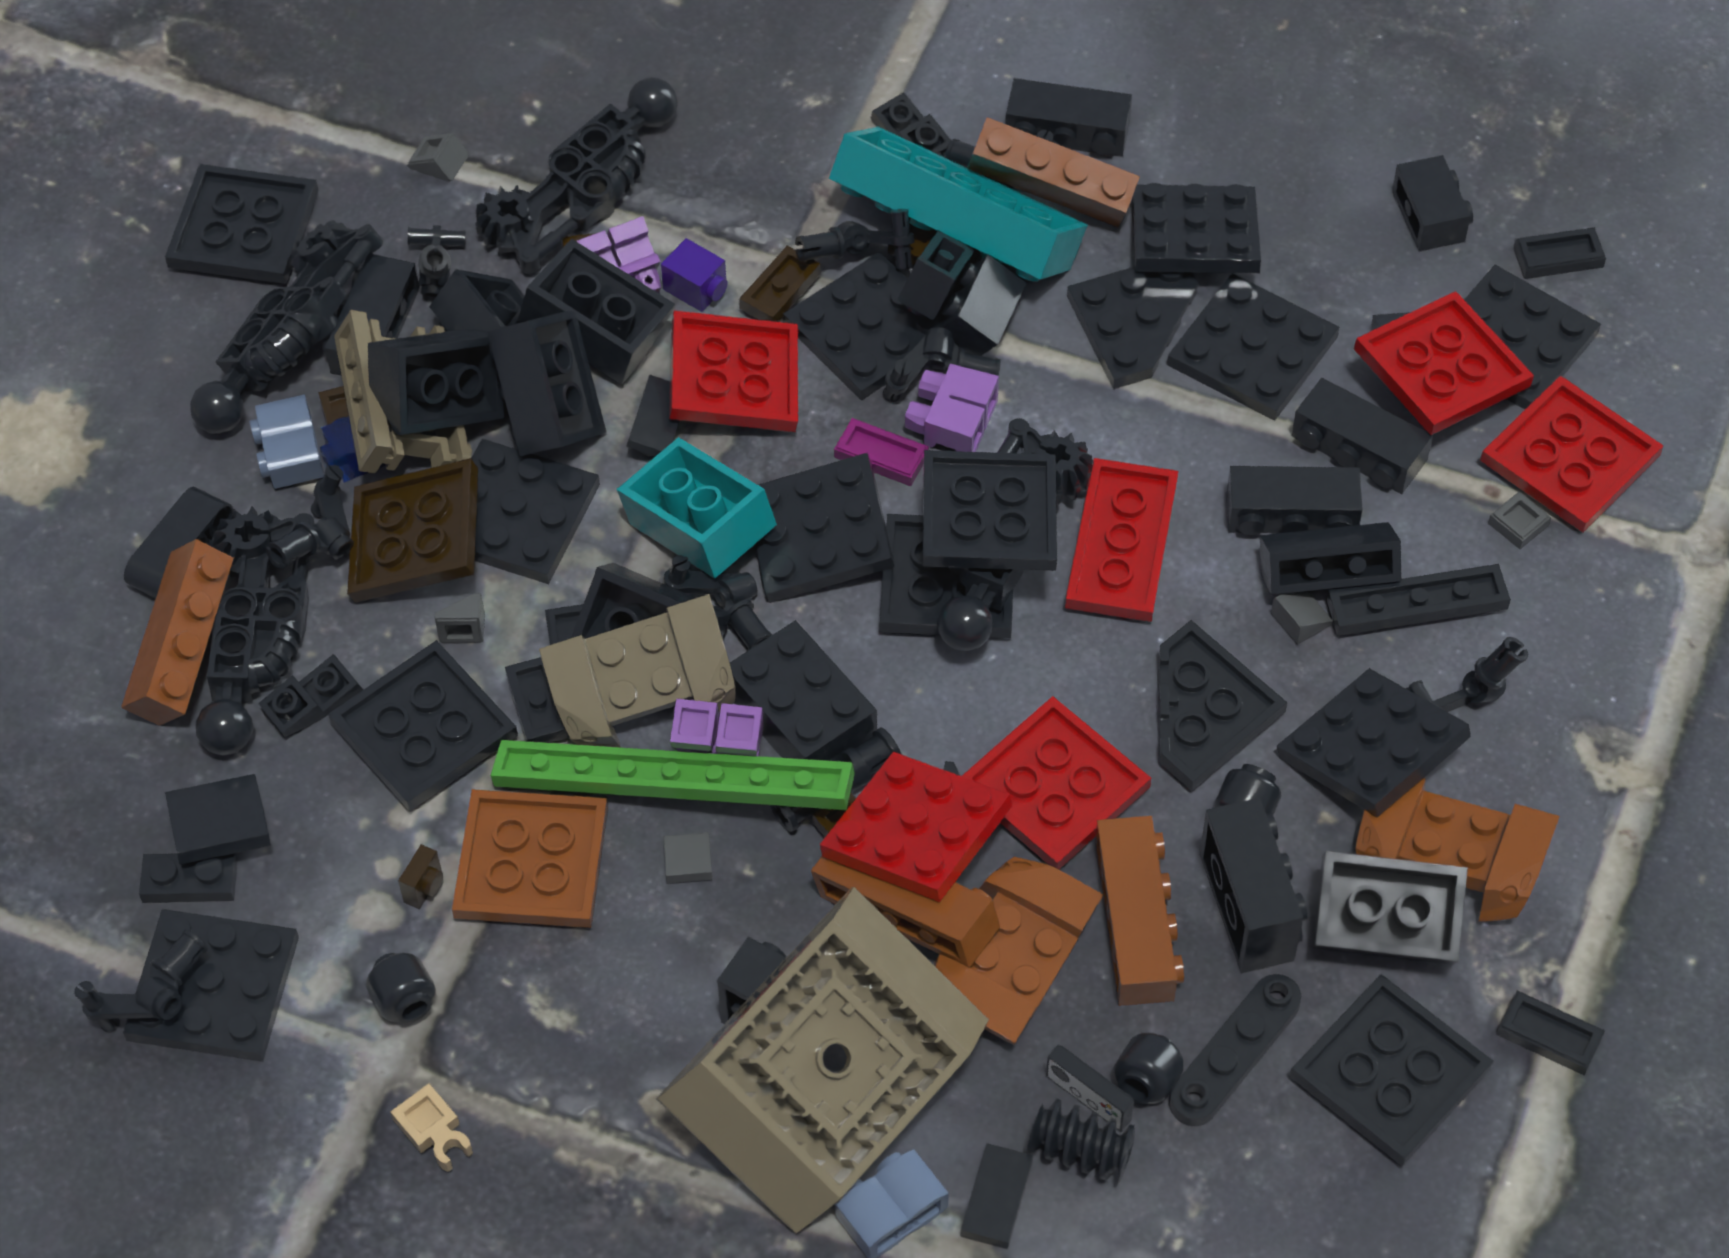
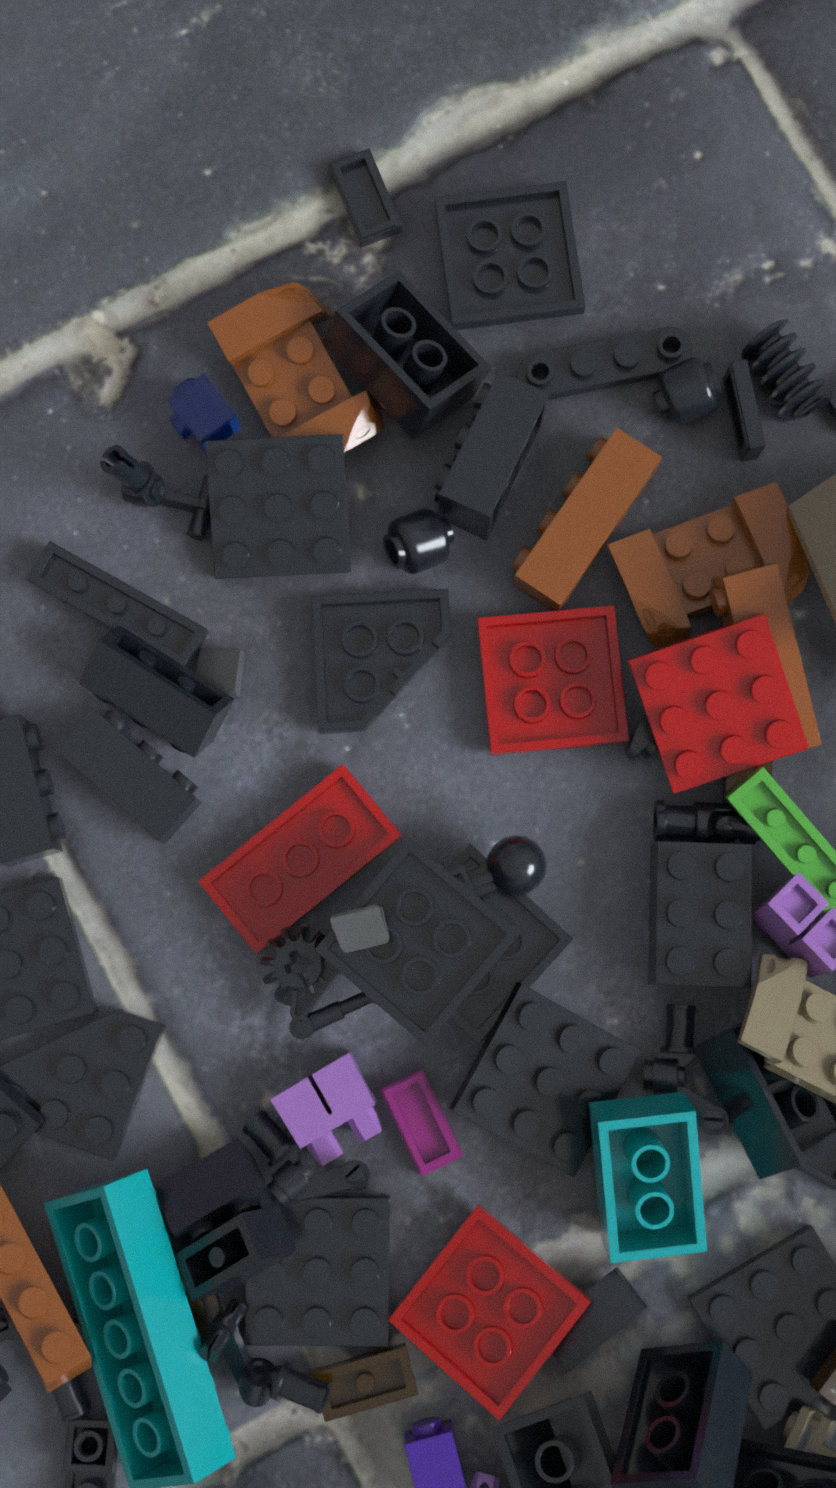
camera: 140 degrees left, 25 degrees up
(1039, 480) = (360, 928): none -> dark grey slope
(1498, 768) = (201, 412): none -> clear blue brick

